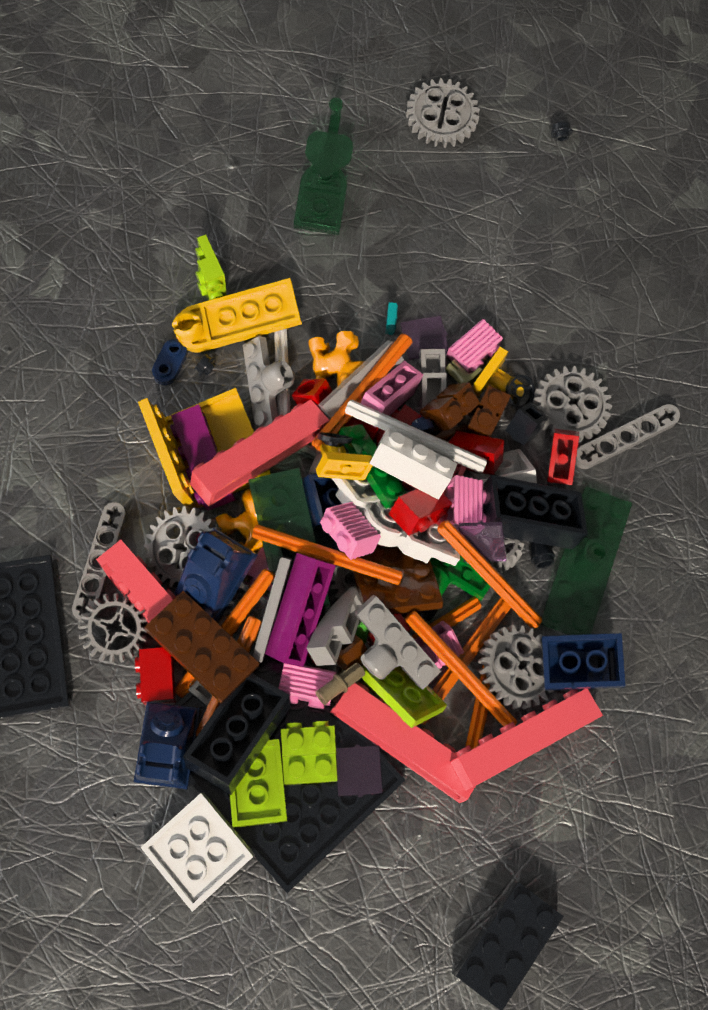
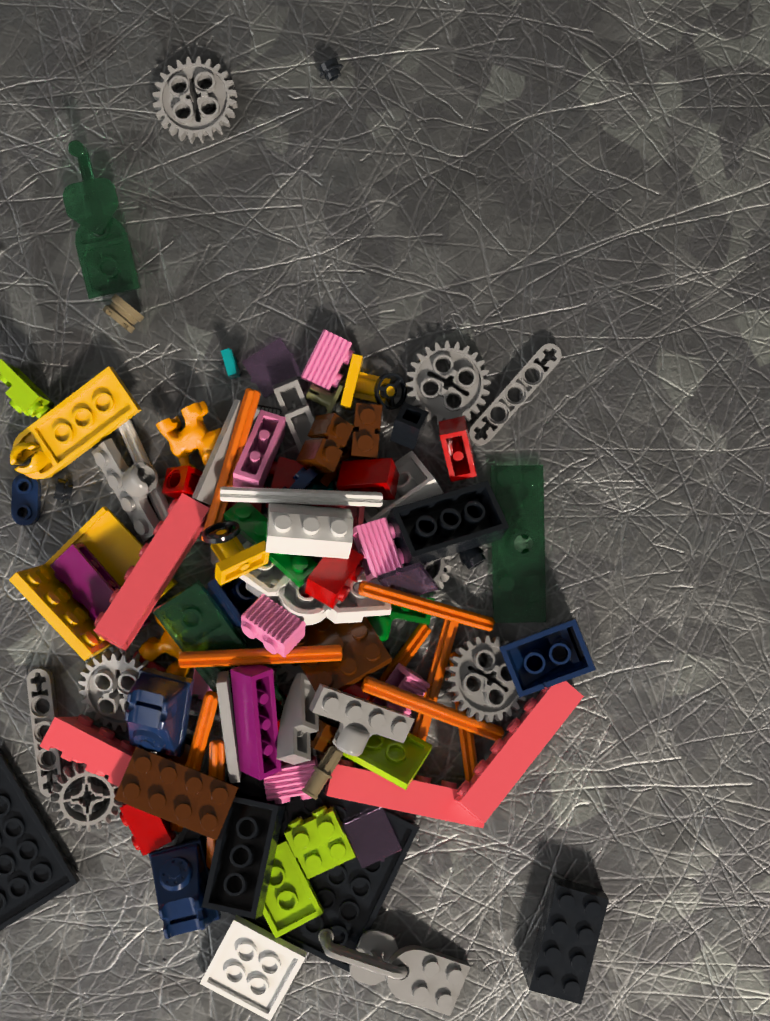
camera: 15 degrees left, 15 degrees up
(317, 245) = (123, 313): none -> dark tan wheel
(357, 928) = (427, 981): none -> light grey plate

